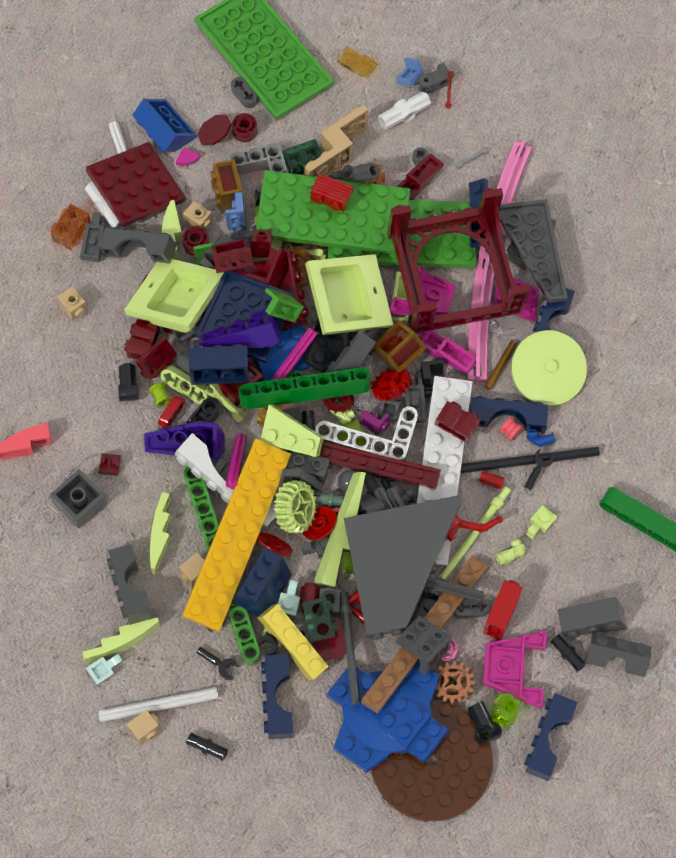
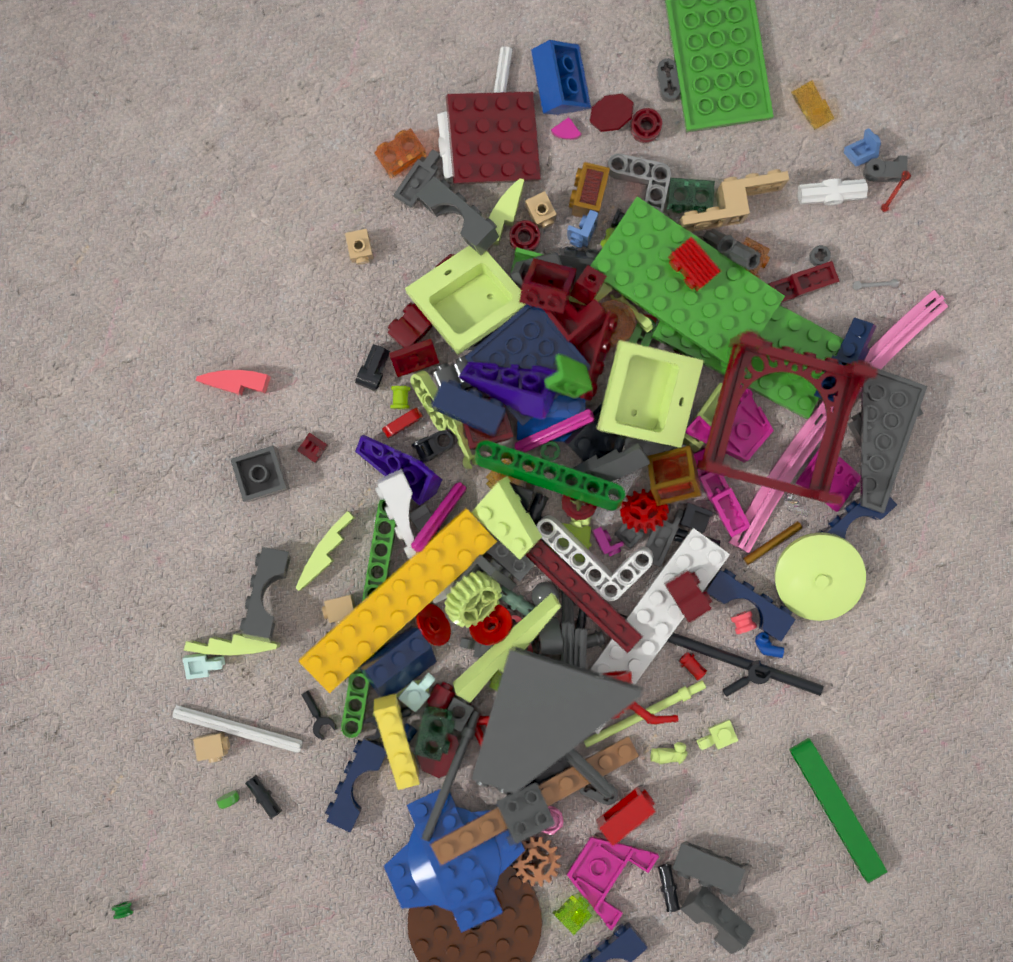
camera: 30 degrees right, 20 degrees up
(179, 762) = (228, 799): none -> bright green tile
(484, 723) = (545, 924): black piece -> none

